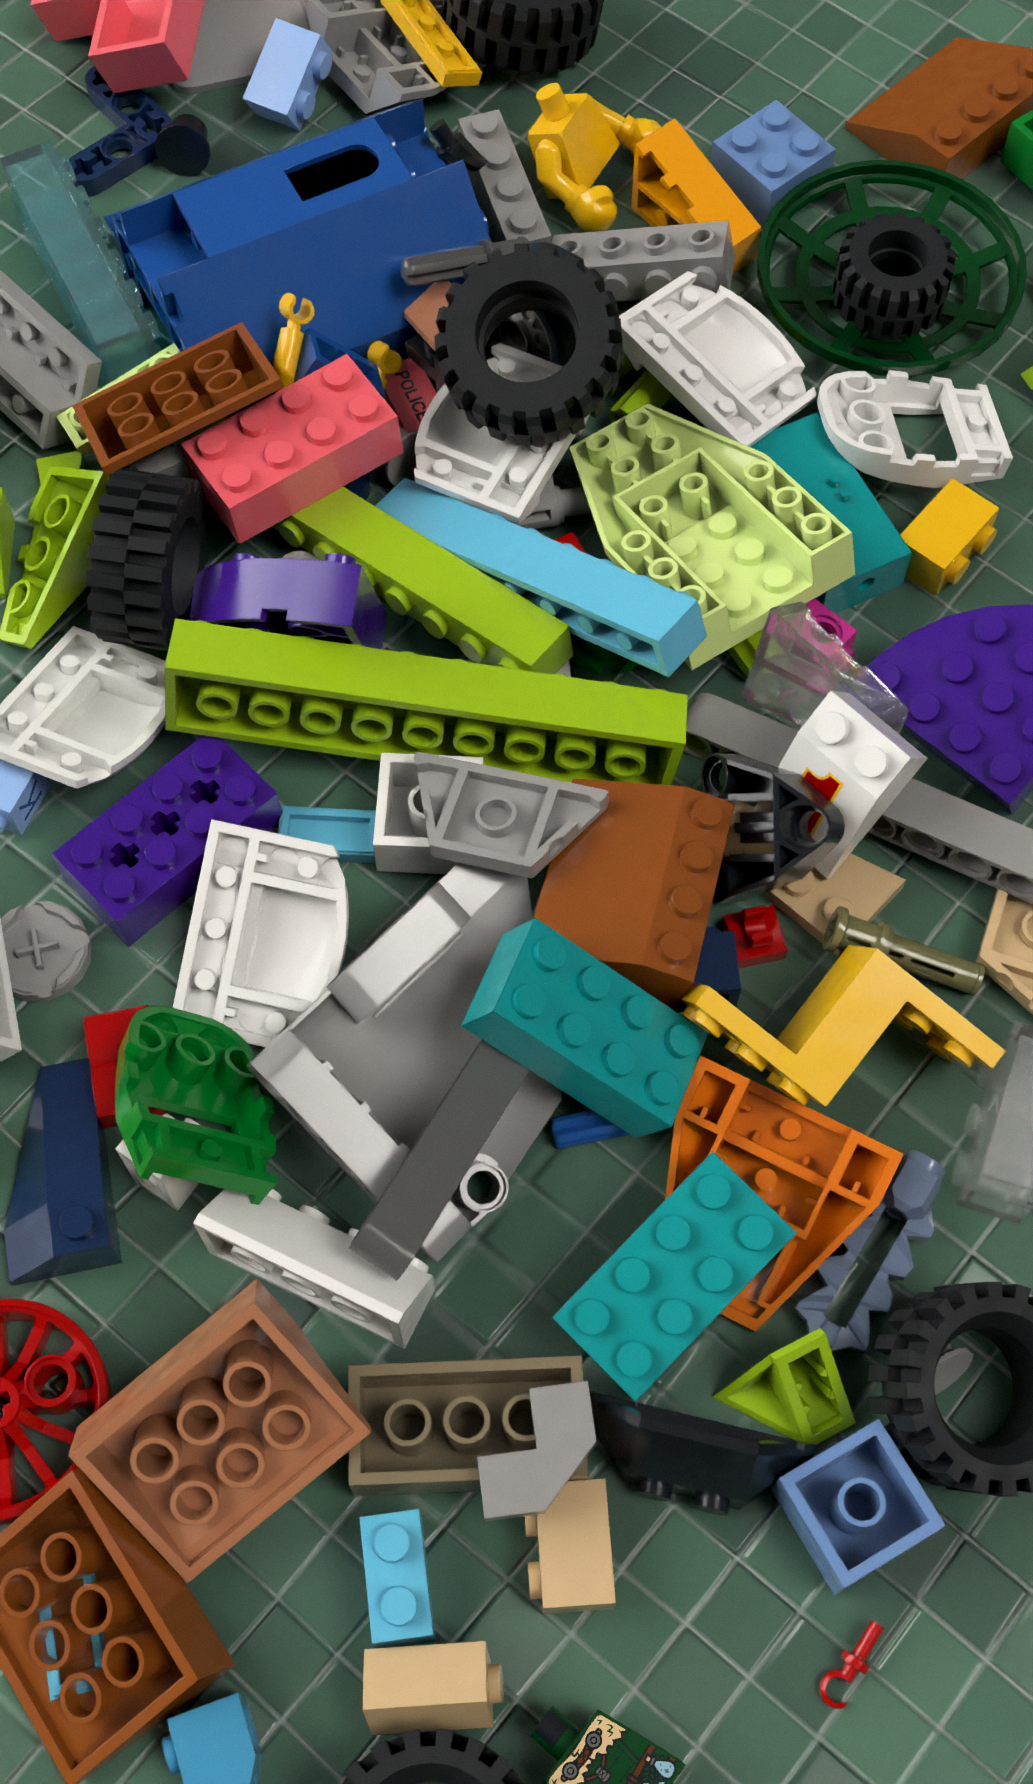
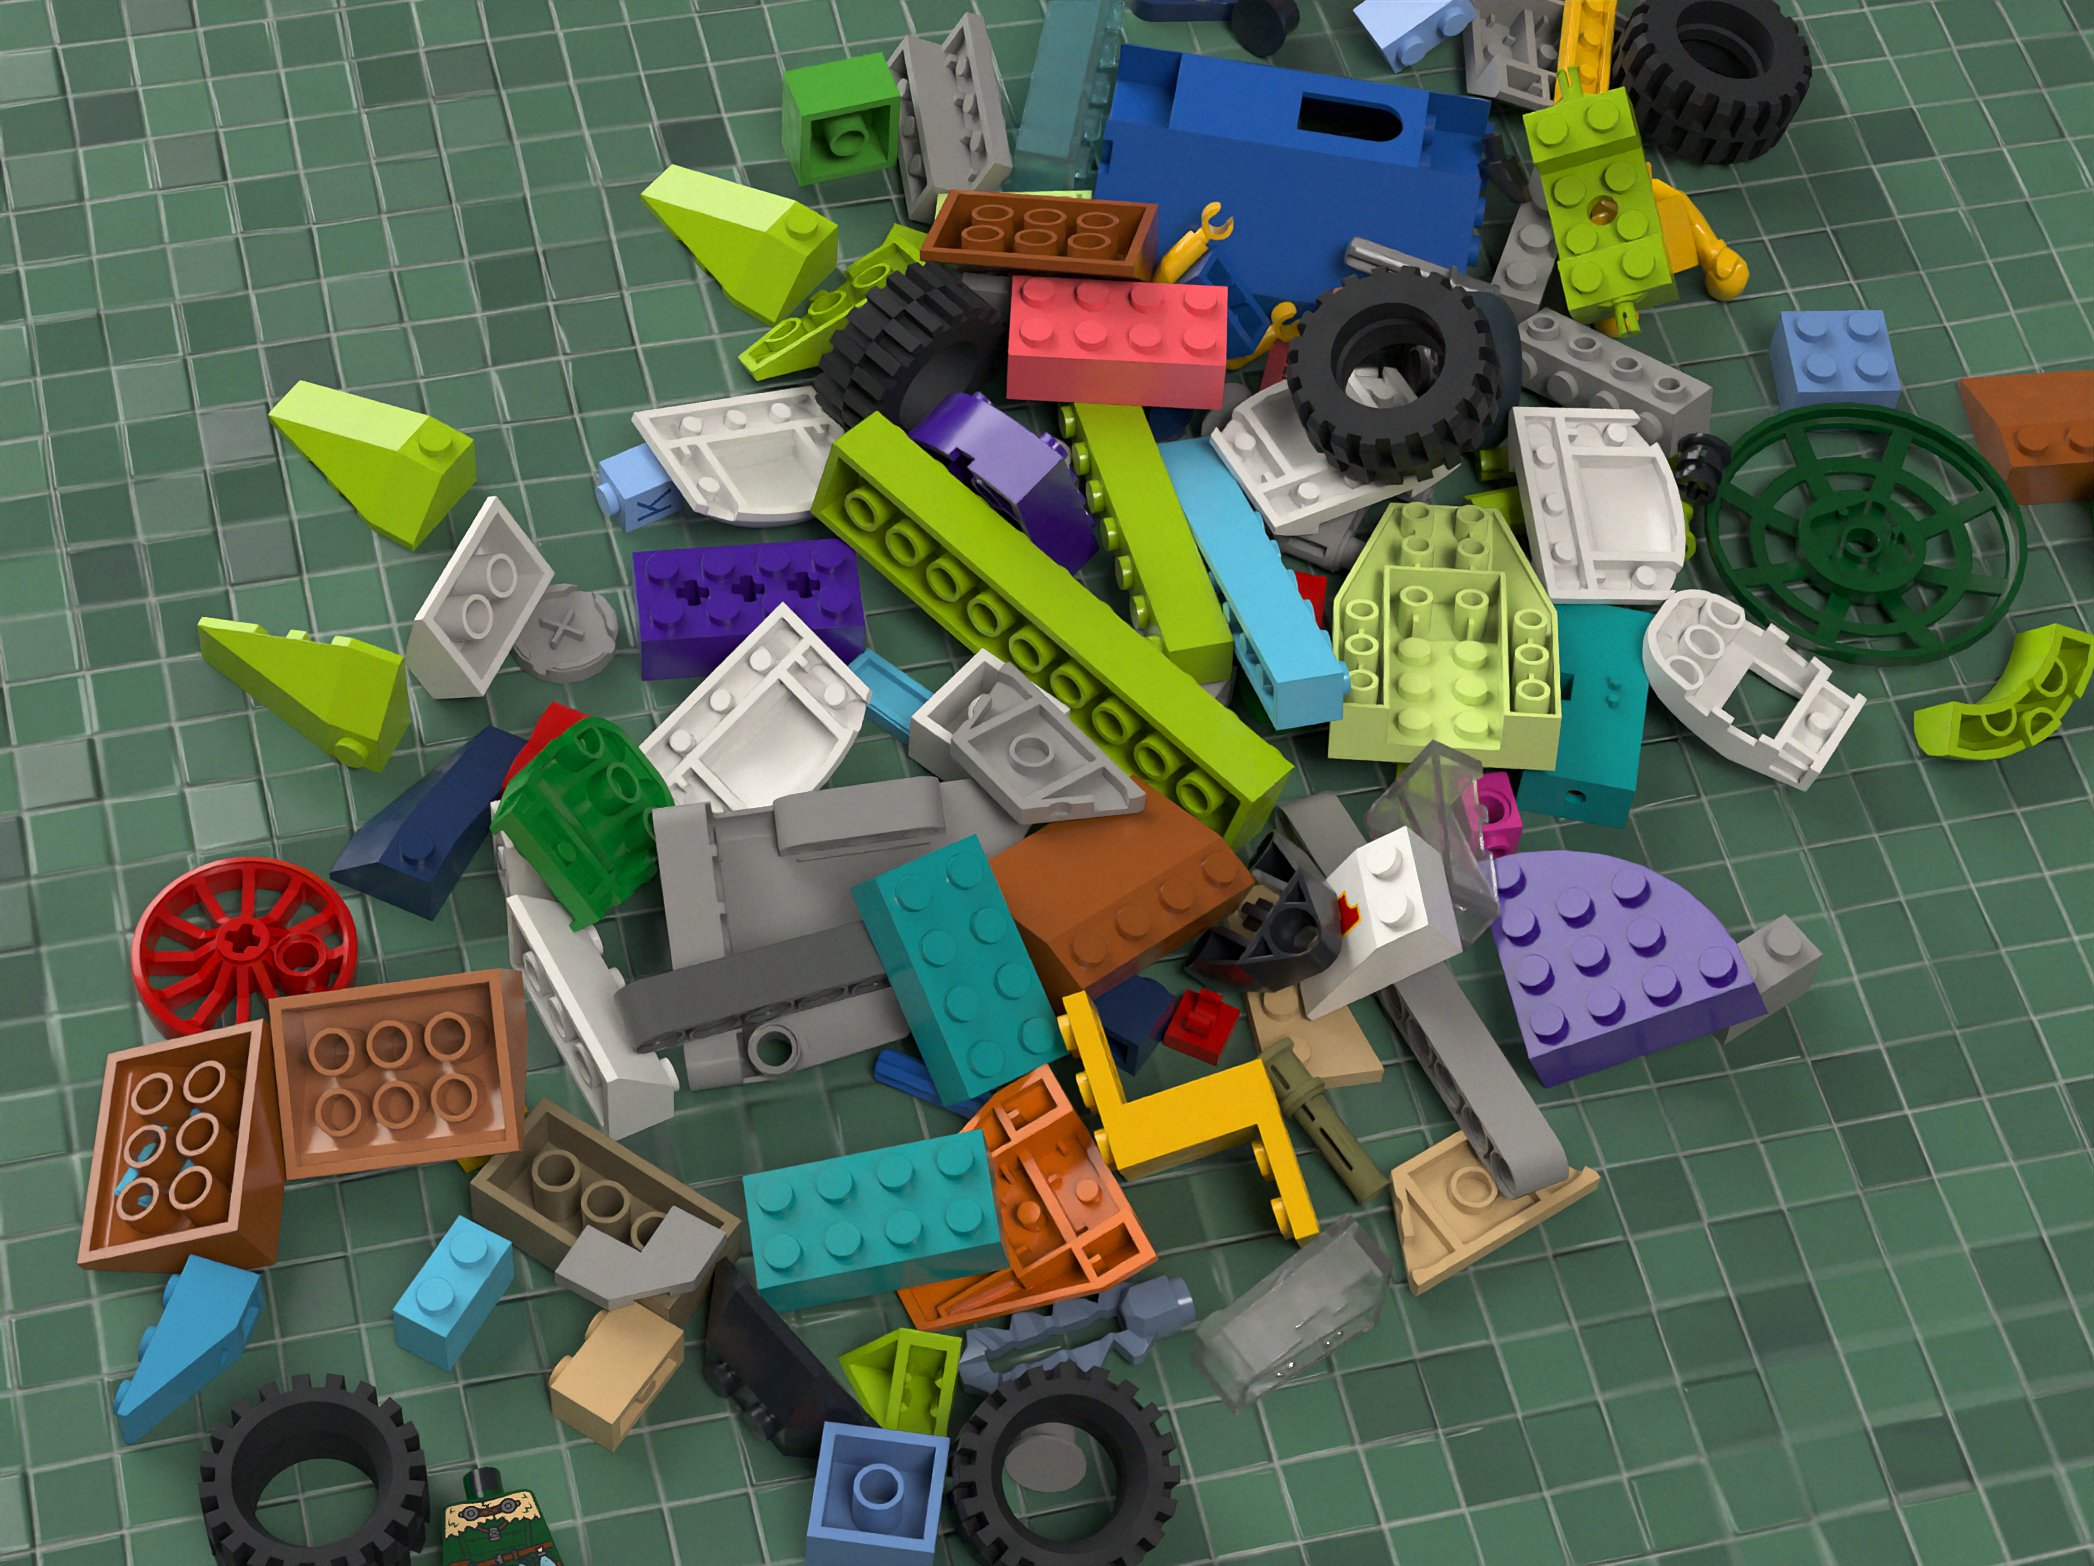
camera: 30 degrees right, 10 degrees down
(430, 1687) = (427, 1382): tan brick -> none
(518, 97) = (1588, 155): none -> lime brick
(682, 187) = (1713, 342): light orange wedge -> none
(758, 286) = (1705, 470): none -> black bush
(893, 275) = (1843, 502): black tyre -> none
(948, 535) = (1696, 807): yellow brick -> none

